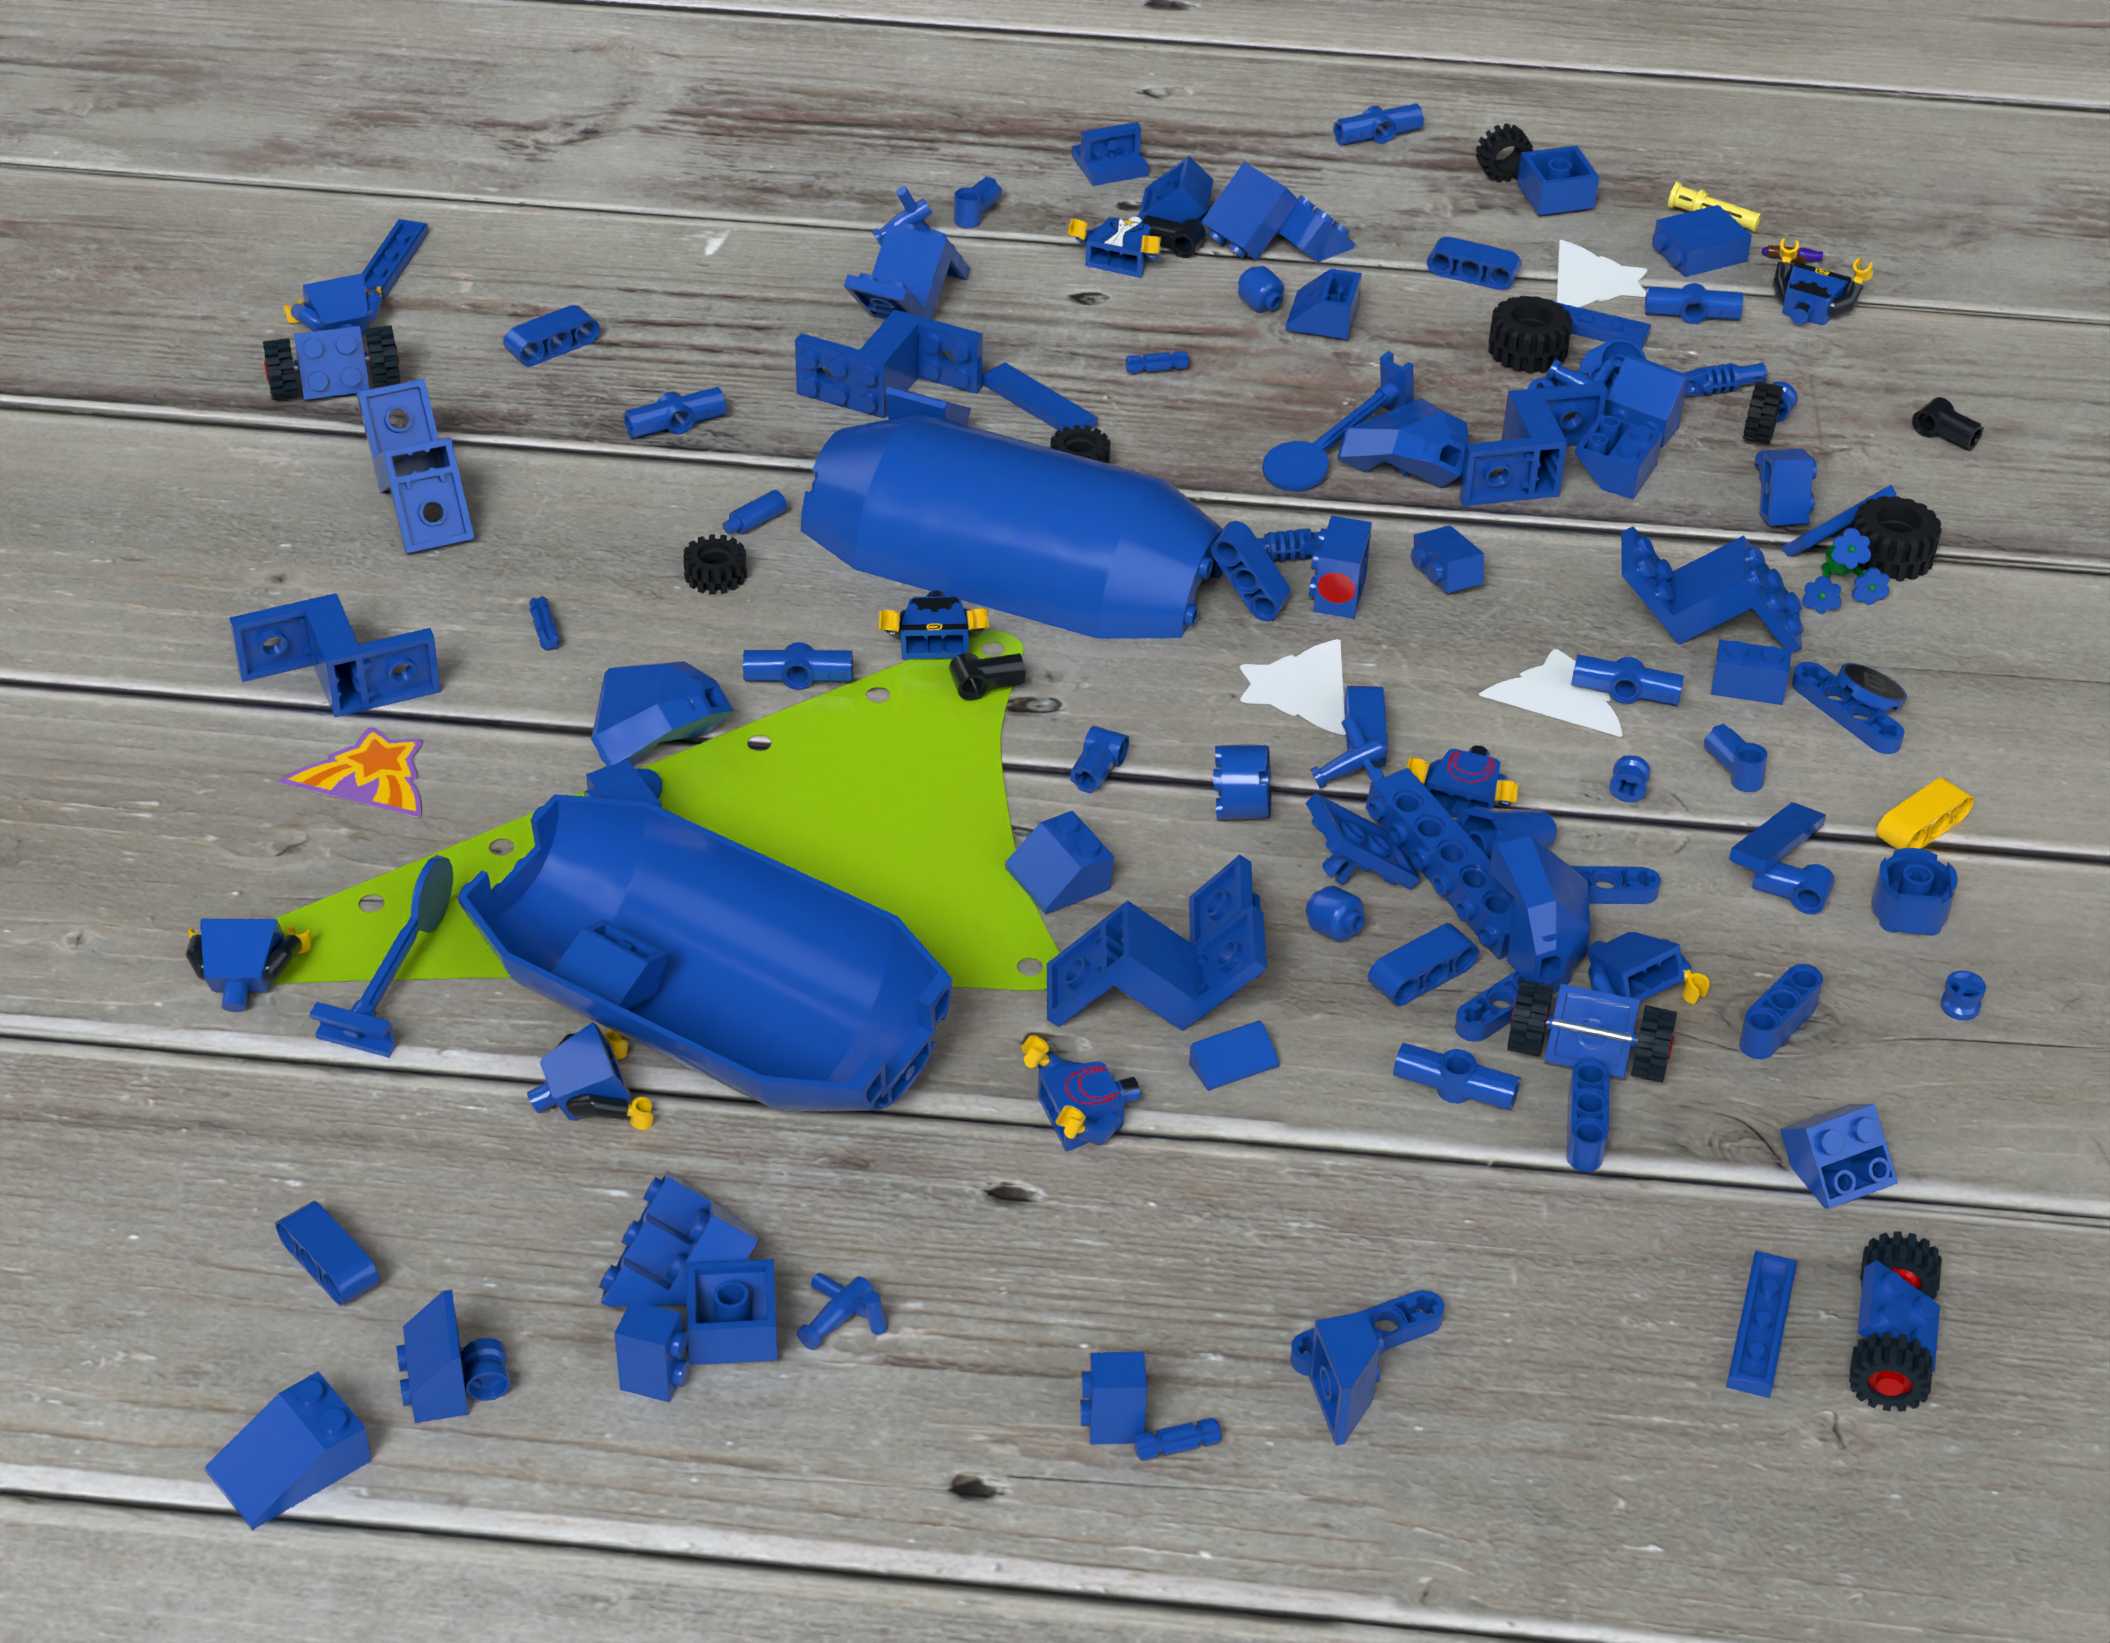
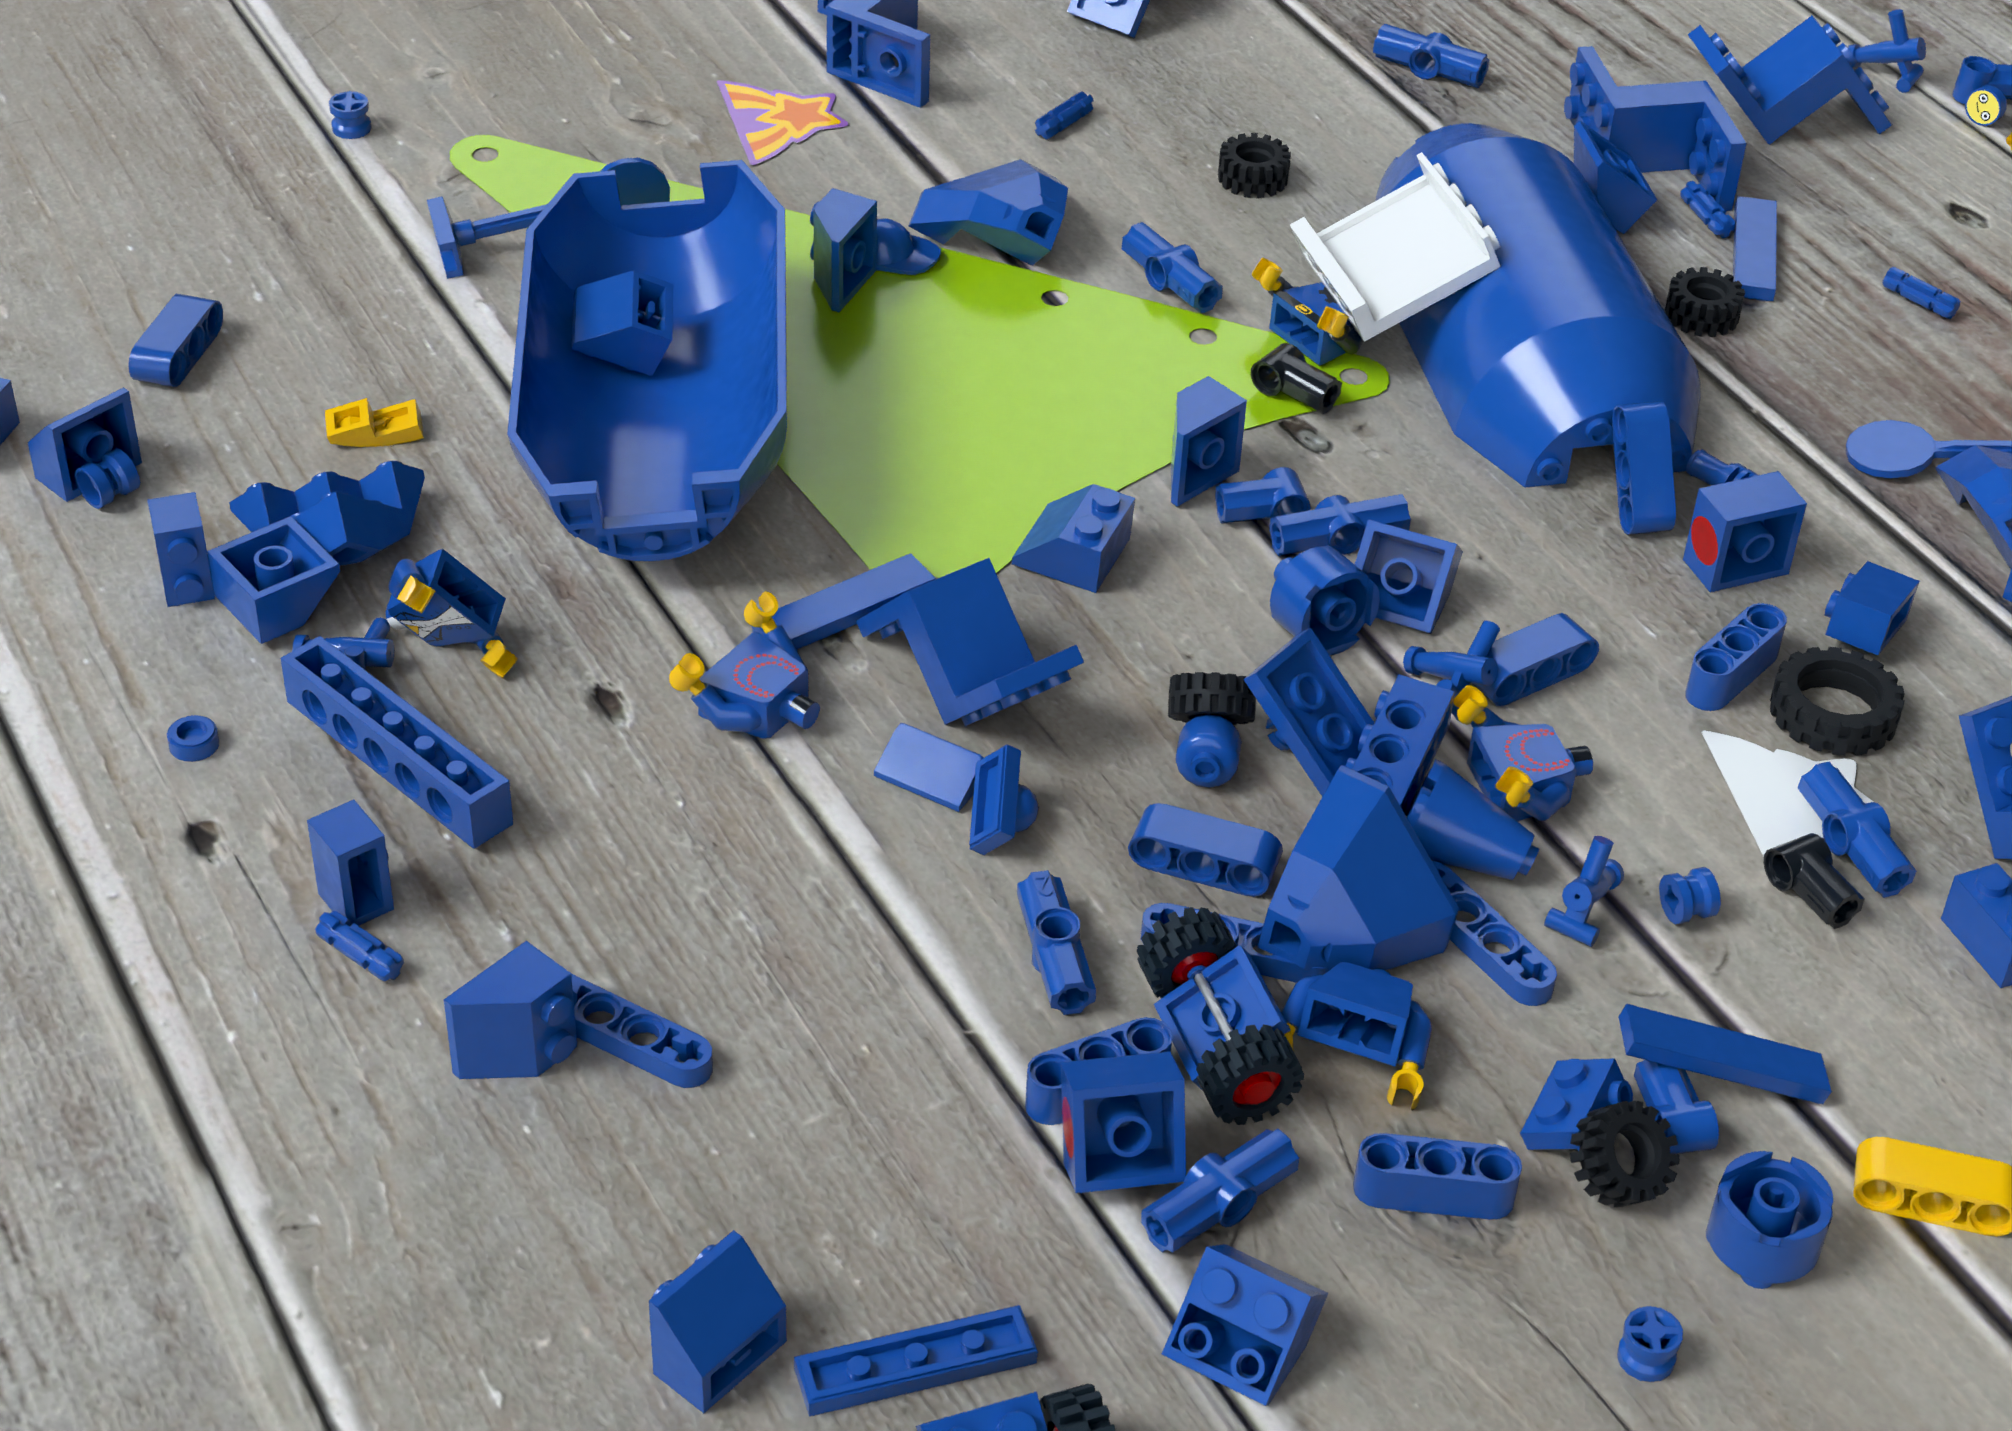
camera: 55 degrees right, 0 degrees up
(100, 1013) = (350, 115): none -> blue wheel
(242, 956) = (471, 143): blue torso -> none
(559, 1180) = (360, 426): none -> yellow slope
(588, 1080) = (483, 383): blue torso -> none
(755, 513) = (1354, 157): blue cylinder -> none
(856, 1446) = (193, 738): none -> blue tile
(861, 1223) = (448, 606): none -> blue torso
(949, 543) = (1400, 252): none -> white panel
(979, 395) = (1707, 209): none -> blue axle
(987, 1319) = (398, 742): none -> blue brick
(997, 219) = (1985, 105): none -> tile
(1020, 1014) = (848, 601): none -> tile
(1029, 748) = (1205, 438): none -> blue slope
(1158, 737) = (1336, 523): none -> blue piece
(1221, 899) = (1125, 676): blue bracket -> none
(1239, 723) = (1410, 573): none -> blue slope
(1300, 883) = (1211, 694): none -> black tyre
(1302, 685) = (1540, 587): white sticker -> none
(1308, 1035) = (999, 801): none -> blue tile
(1438, 640) = (1735, 656): none -> blue beam
(1504, 644) = (1831, 729): none -> black tyre
(1601, 812) = (1595, 880): none -> blue piece
(1641, 720) = (1809, 870): none -> black piece
(1662, 1118) = (1123, 1122): none -> blue brick
(1693, 1399) = (715, 1323): none -> blue slope
(1725, 1111) = (1219, 1190): none -> blue piece
(1742, 759) = (1837, 974): blue piece -> none
(1765, 924) = (1567, 1096): none -> blue bracket
(1828, 921) = (1649, 1147): none -> black tyre

